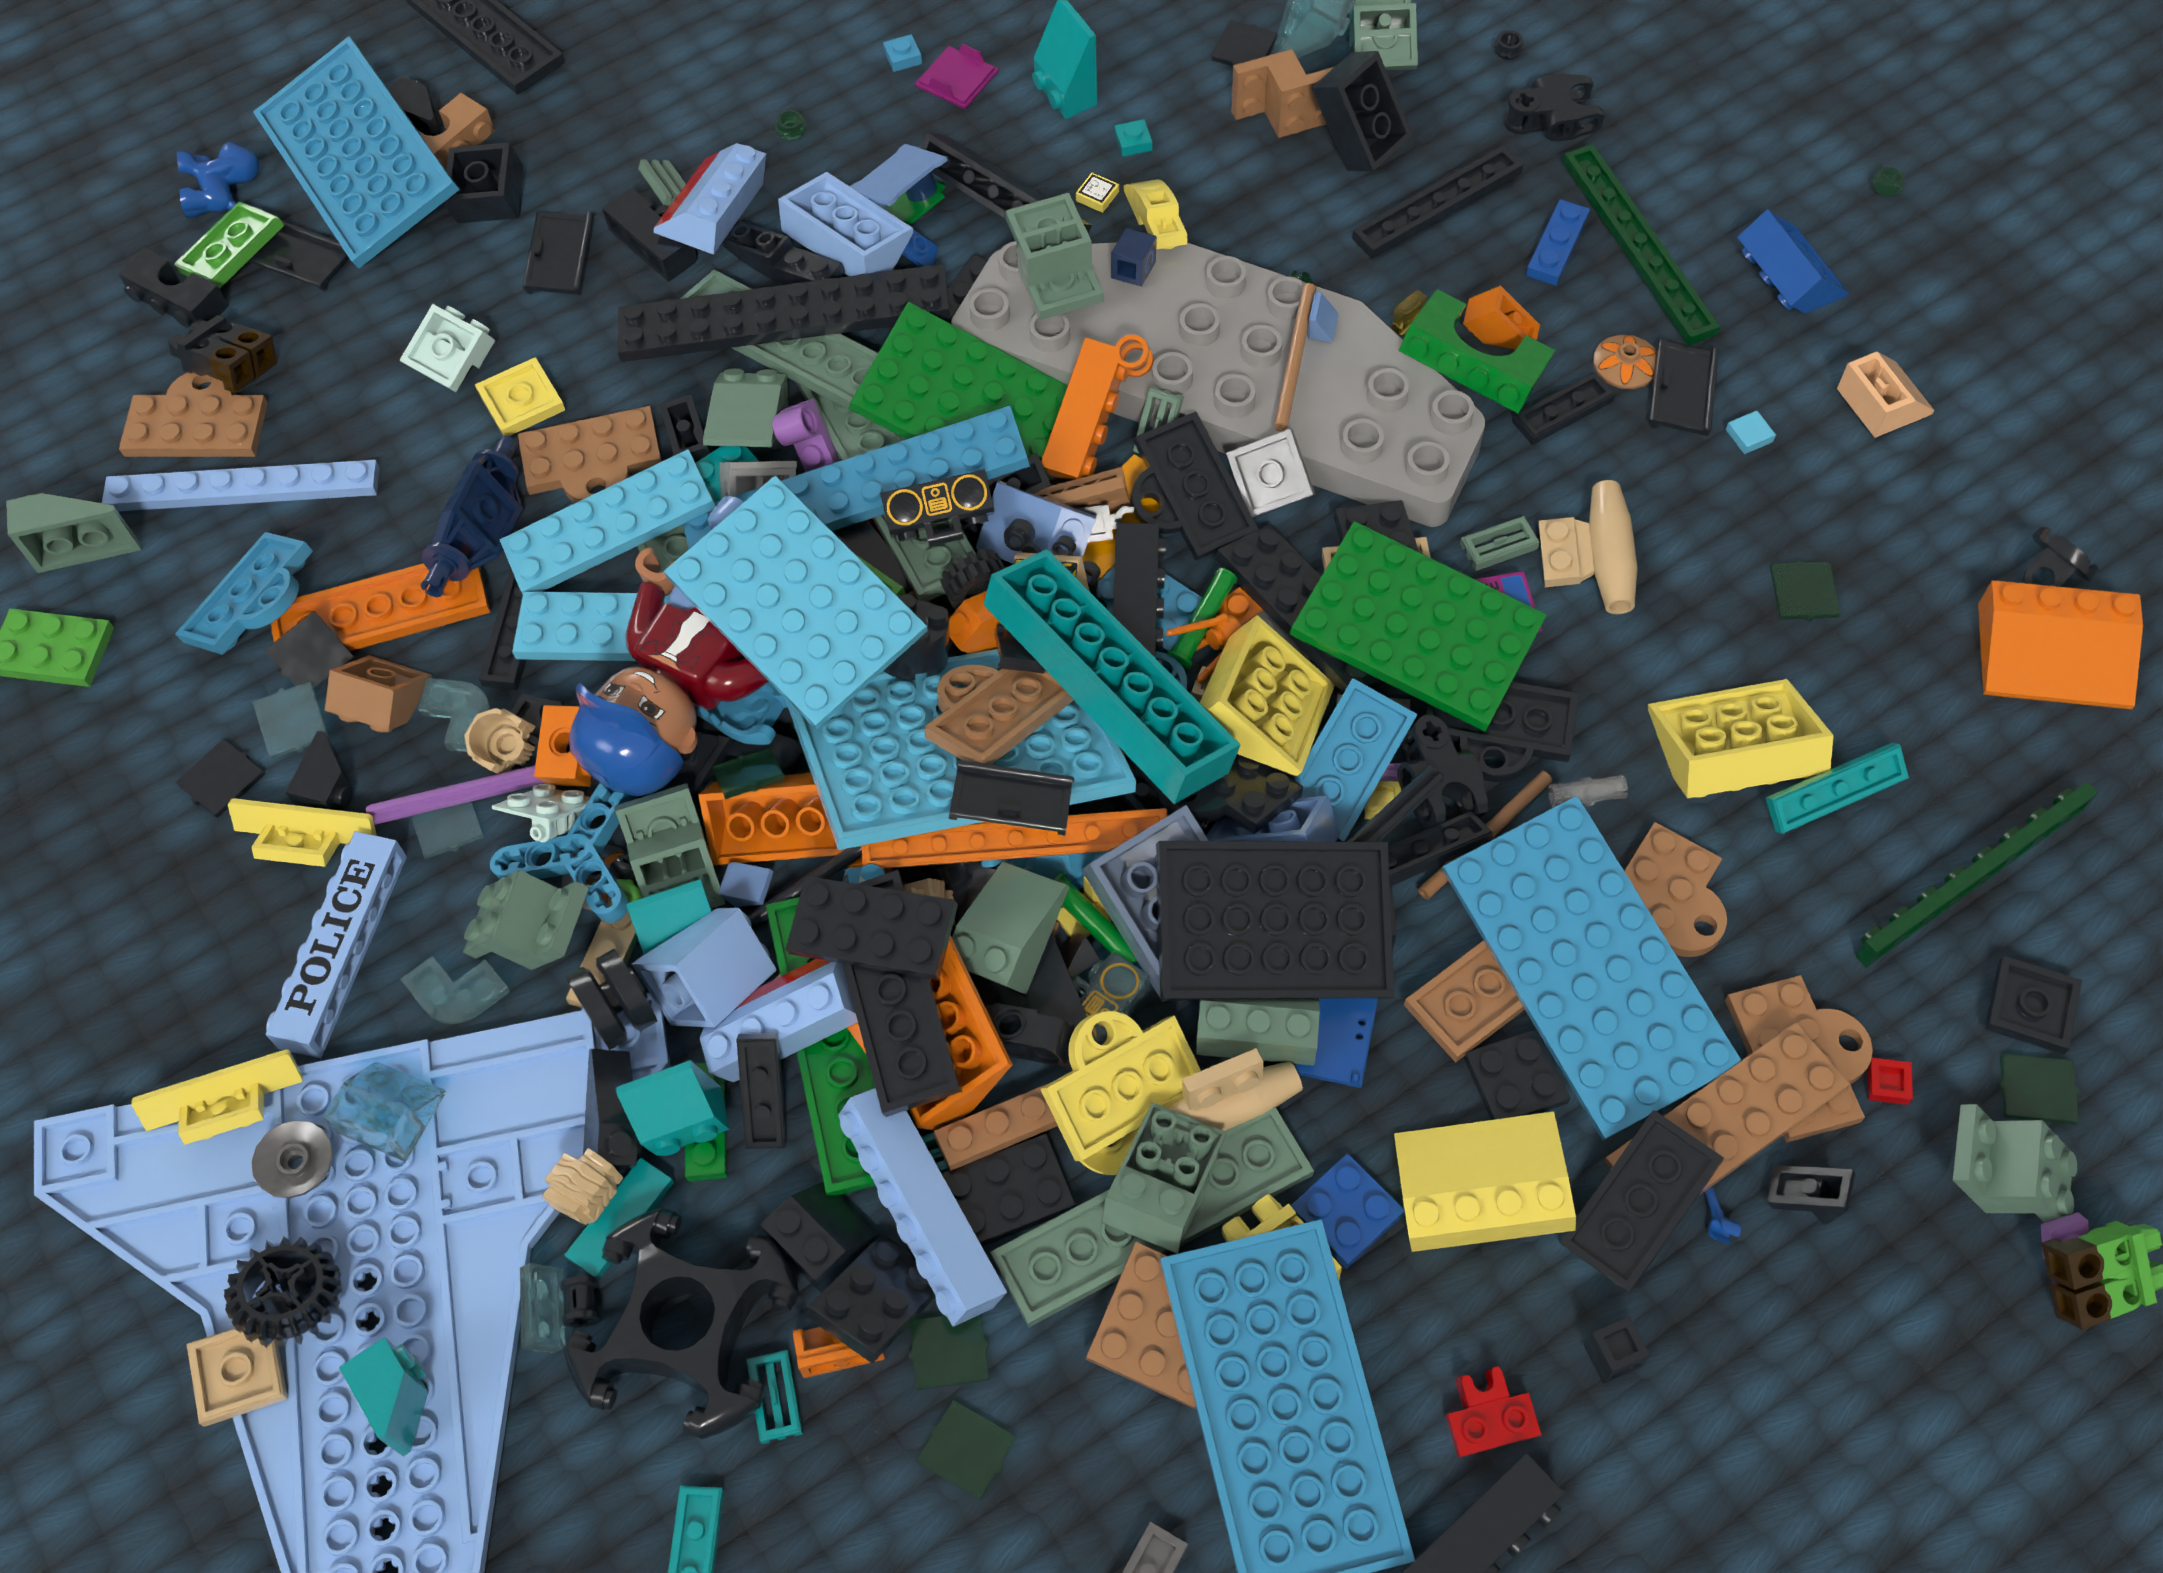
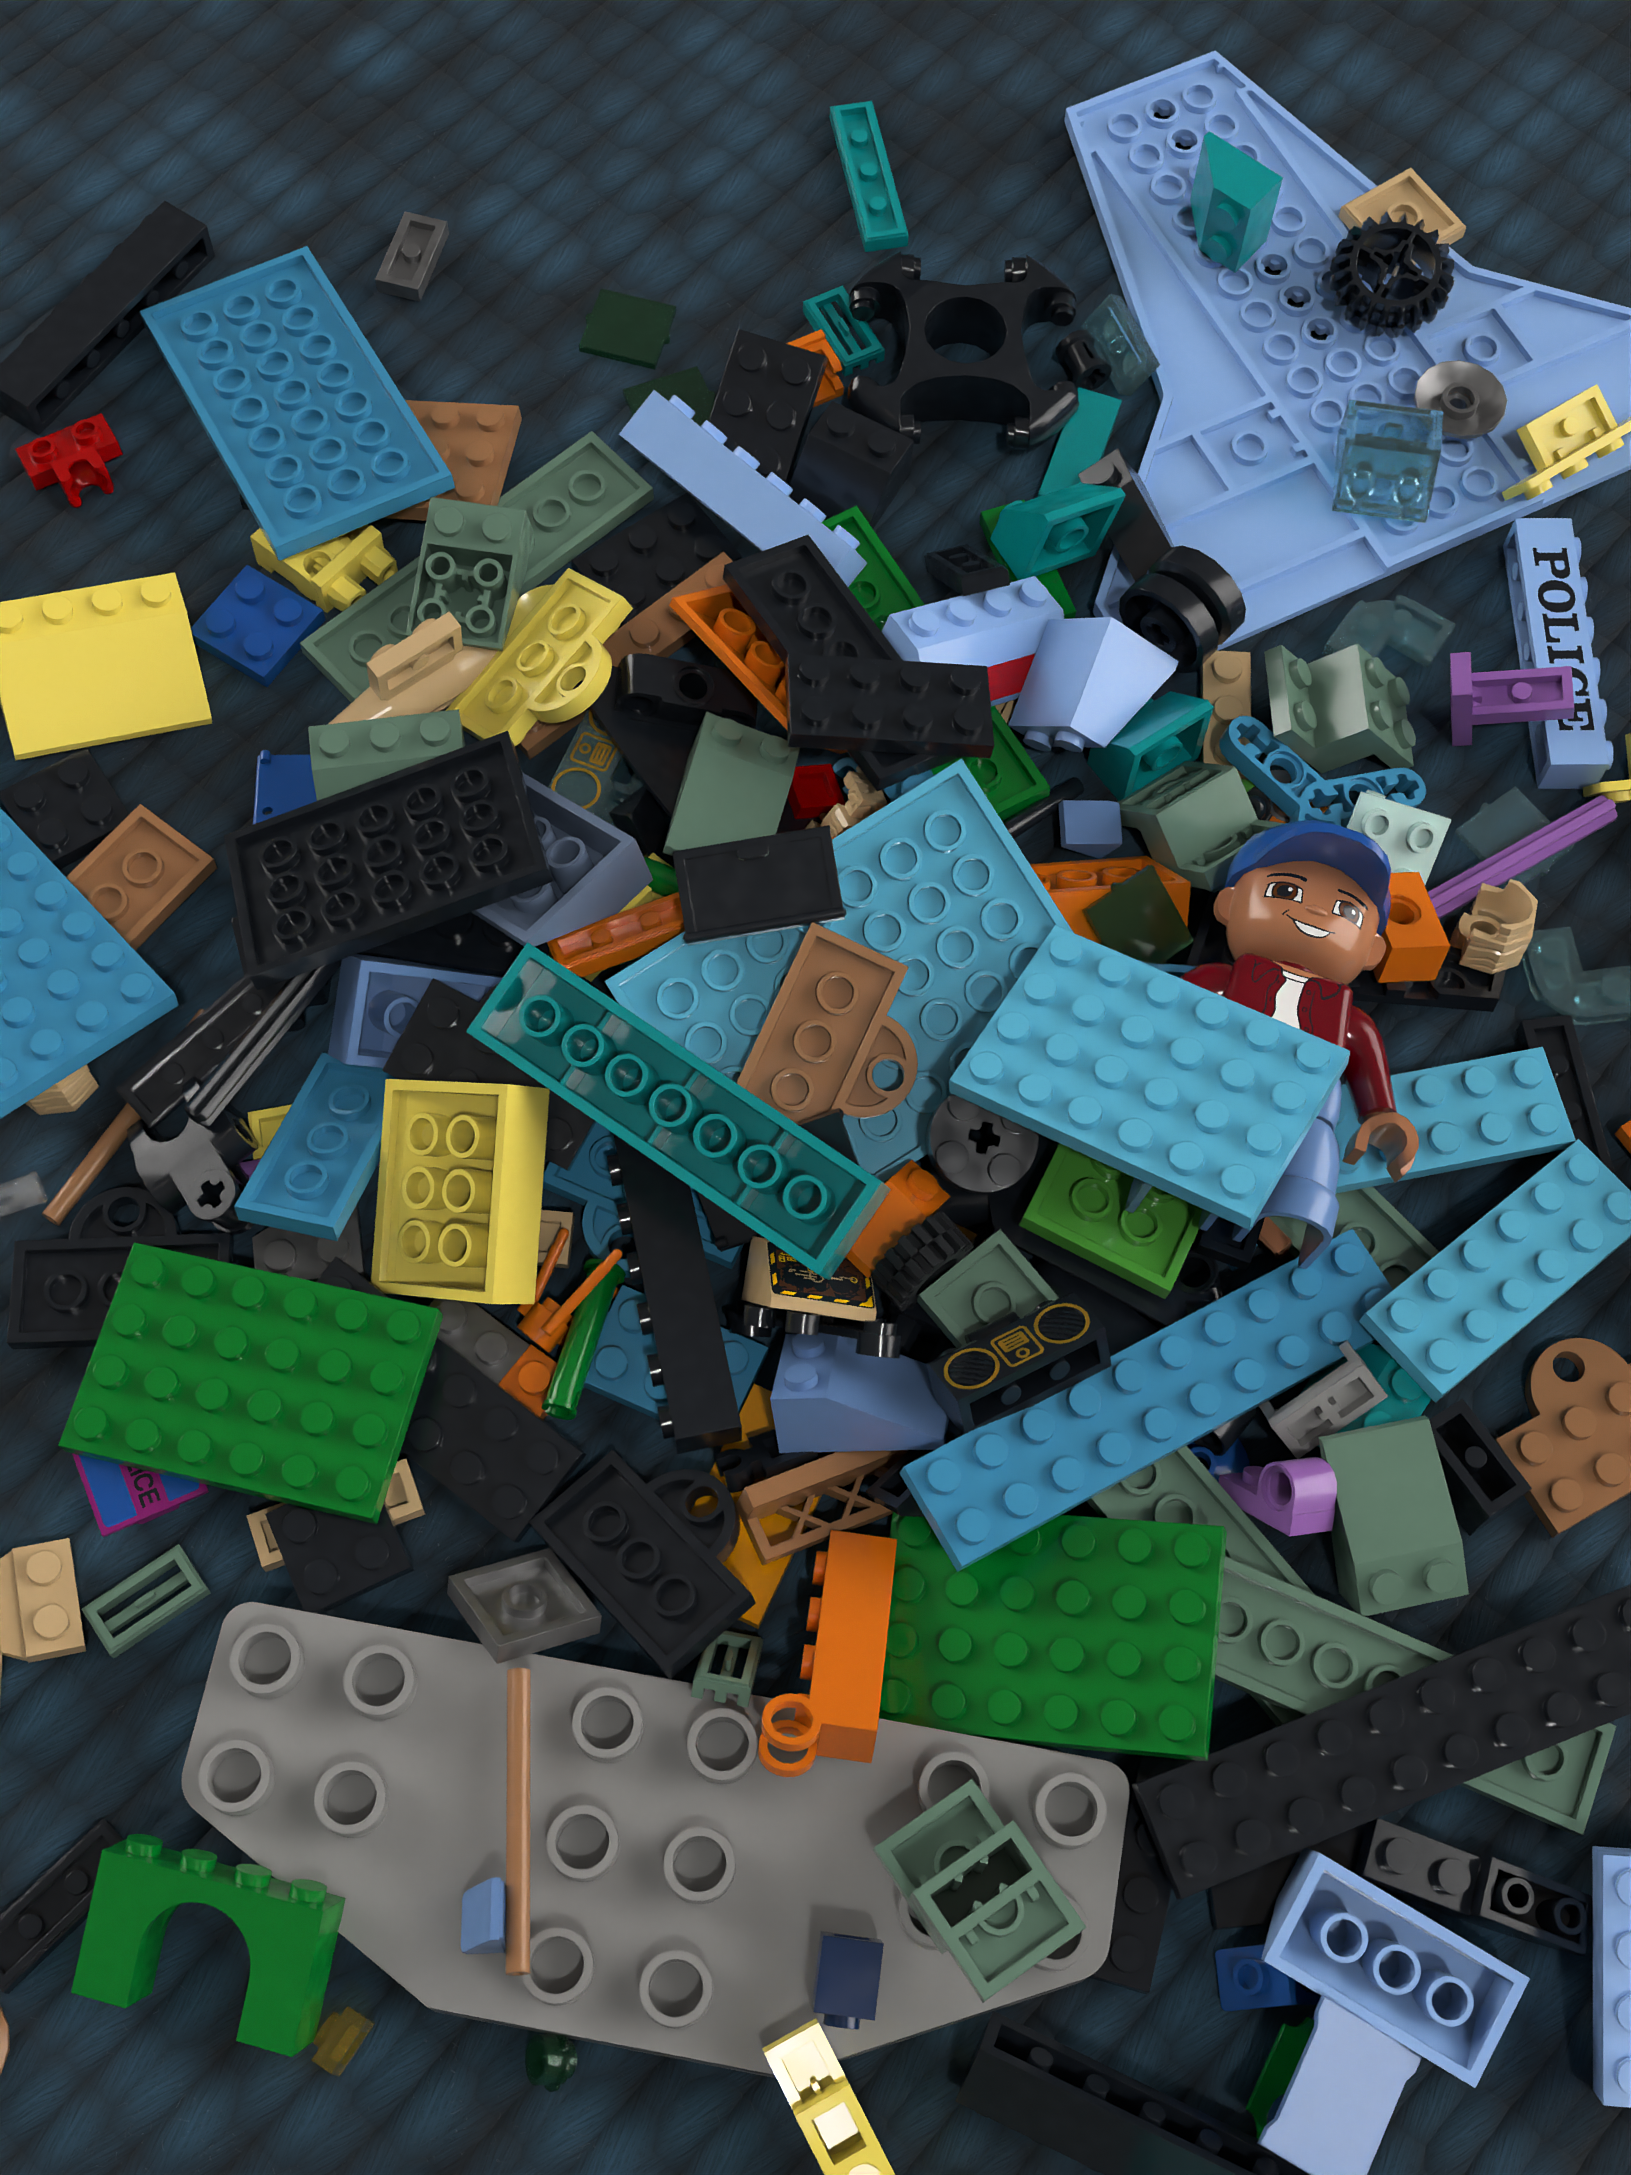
camera: 160 degrees right, 5 degrees up
(402, 891) = (1505, 696): none -> medium lavender bracket
(582, 1186) = (1127, 429): tan hair -> none
(1499, 319) = (175, 2058): orange slope -> none

